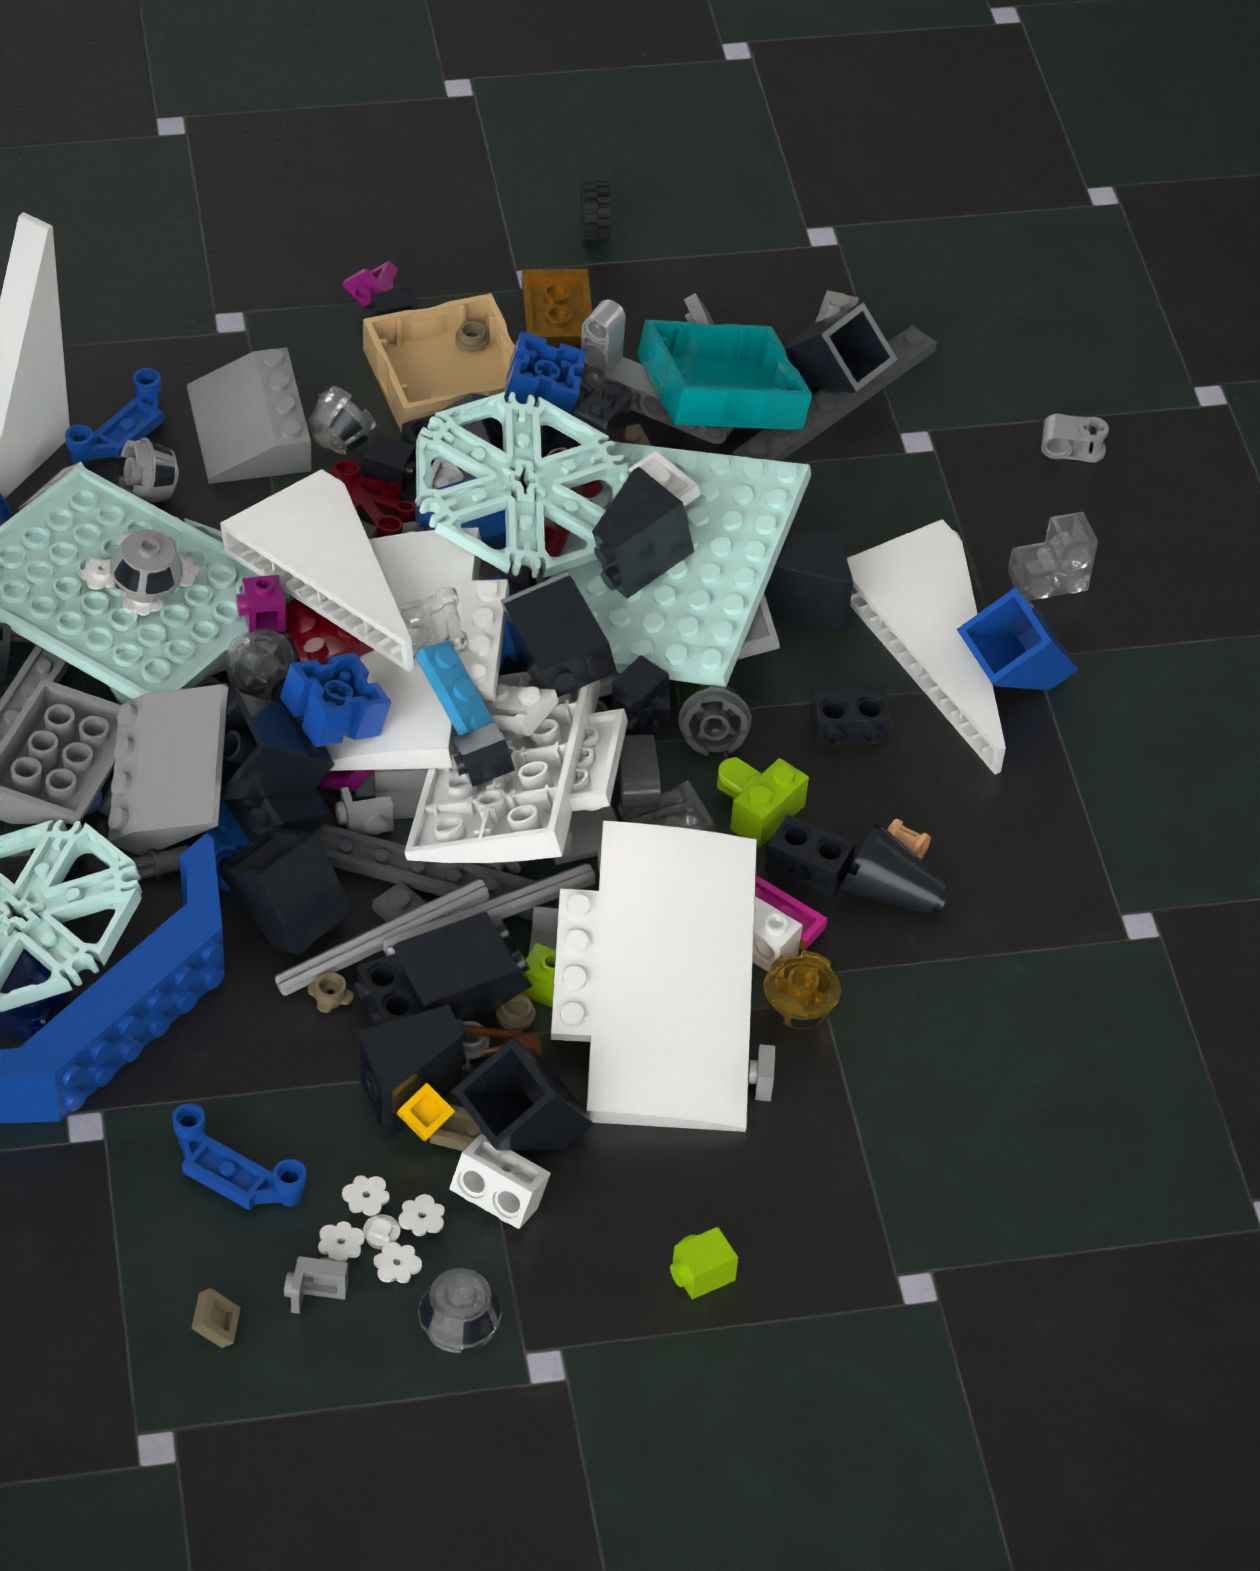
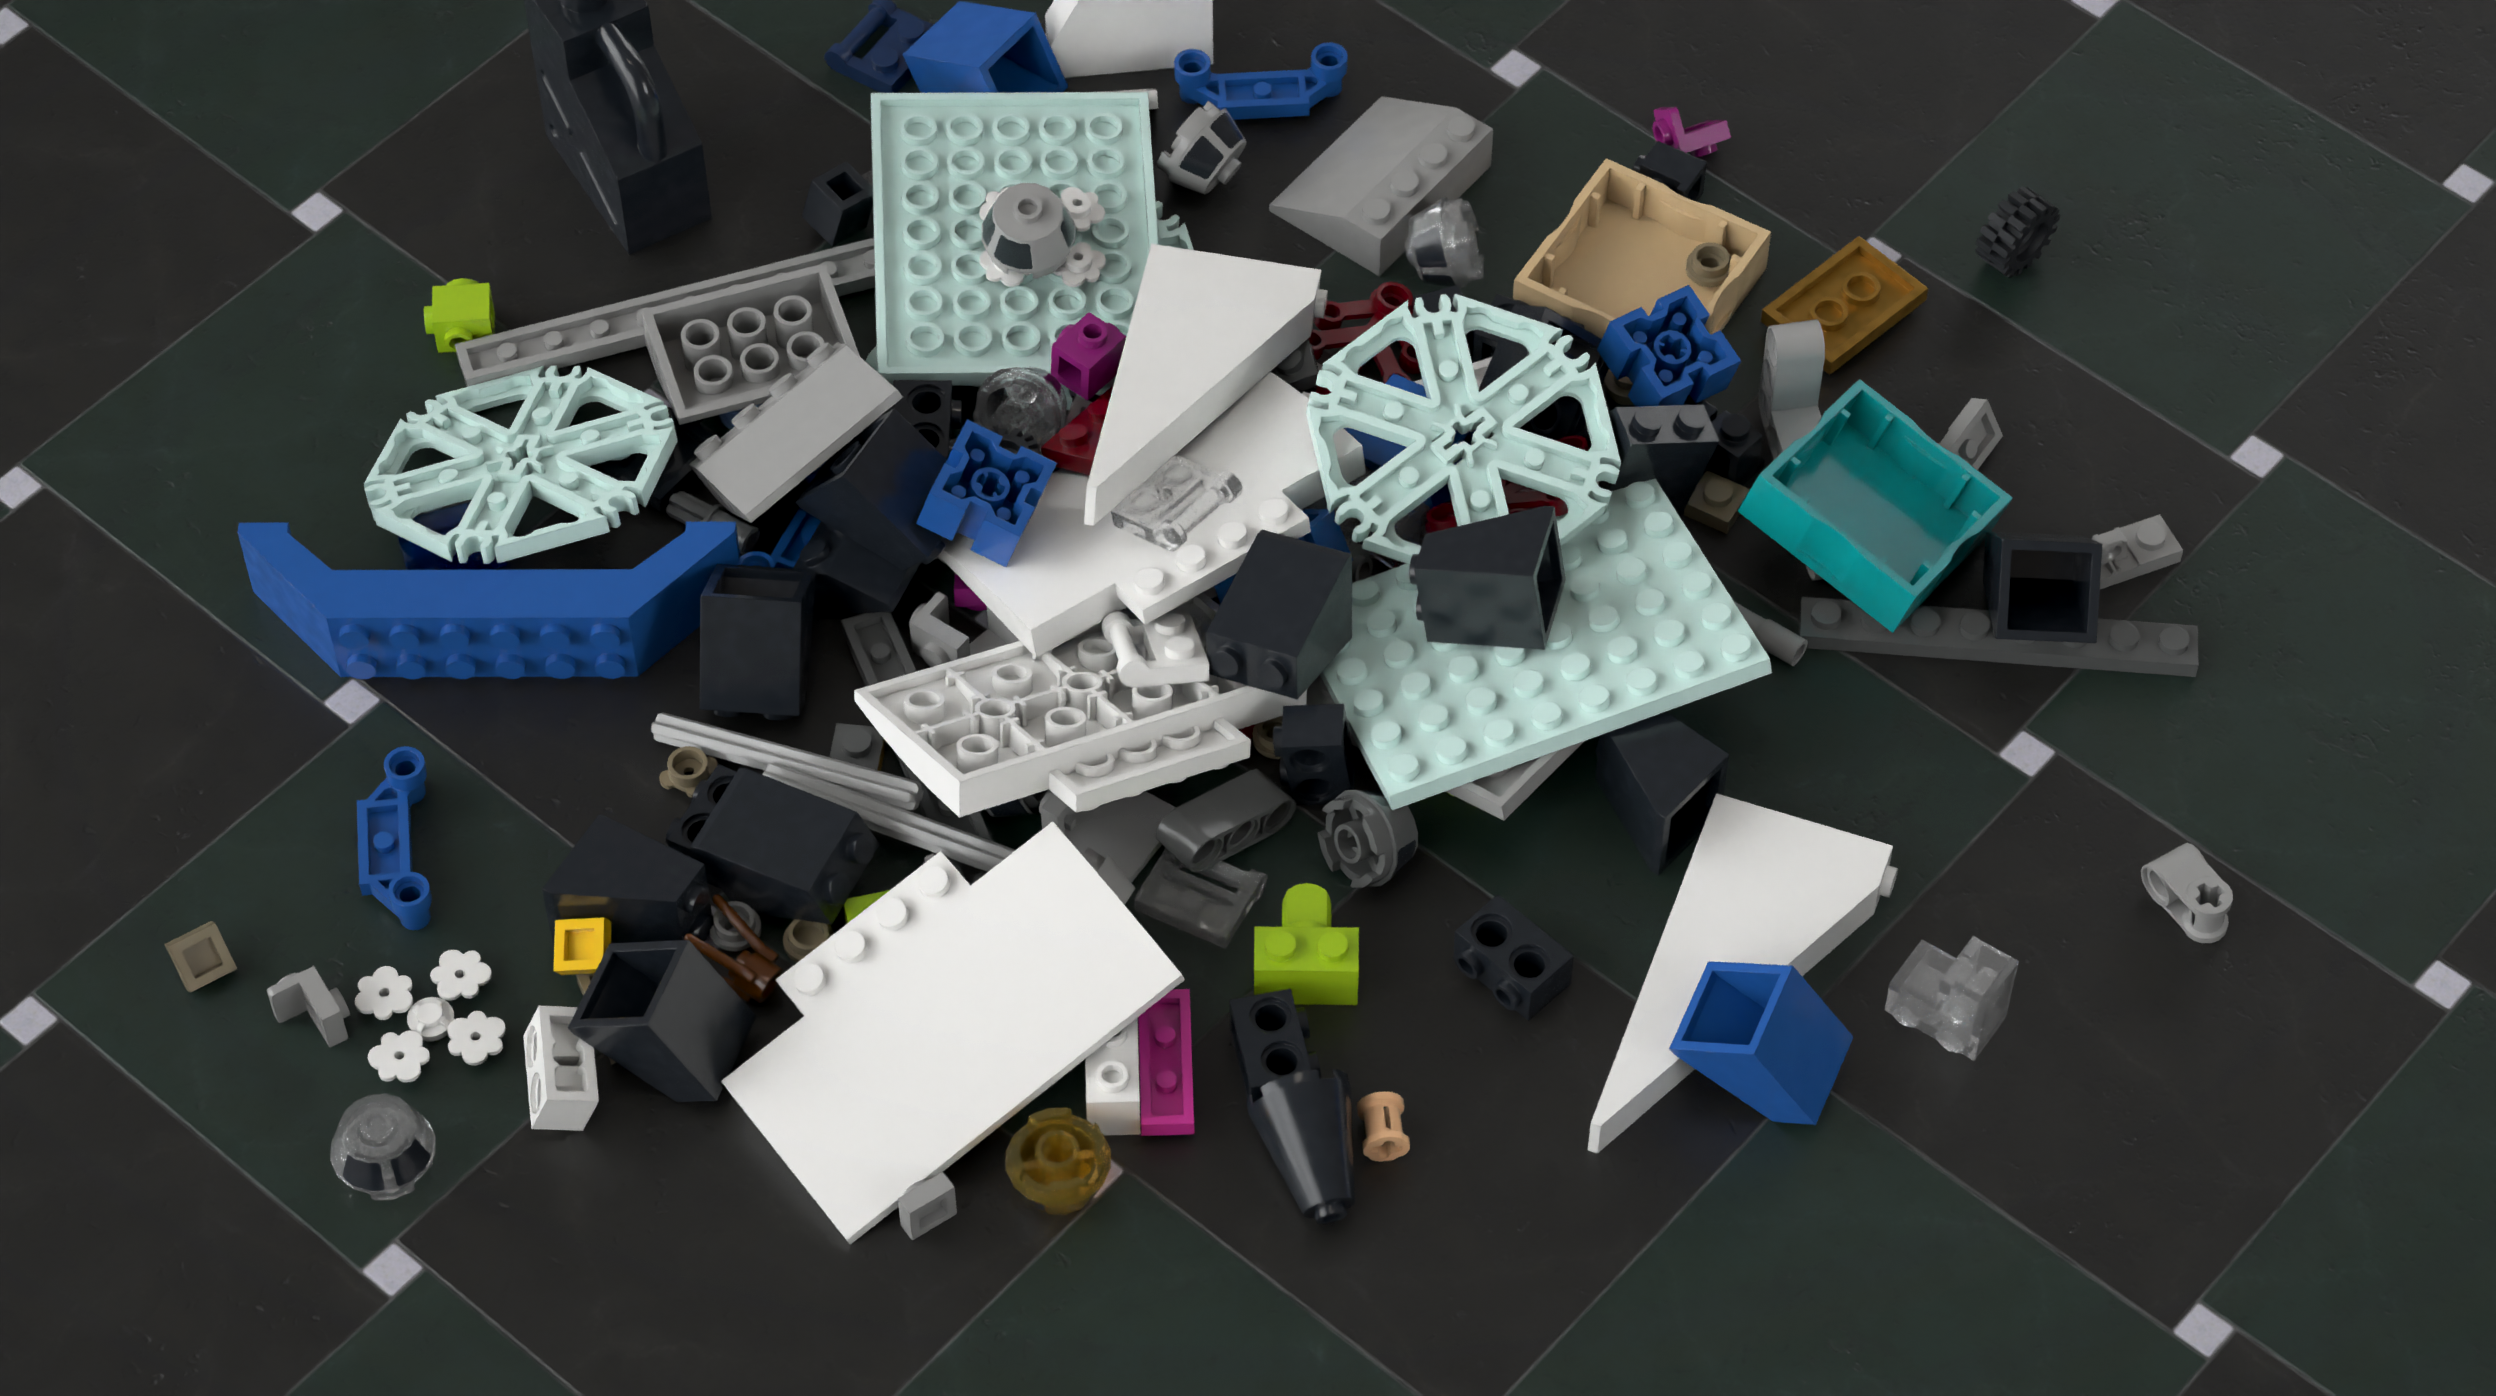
camera: 55 degrees right, 5 degrees up
(454, 687) = (1102, 587): dark azure plate -> none
(482, 755) = (1045, 663): black brick -> none
(669, 477) = (1610, 554): white plate -> none
(704, 1263) = (624, 1314): lime brick -> none

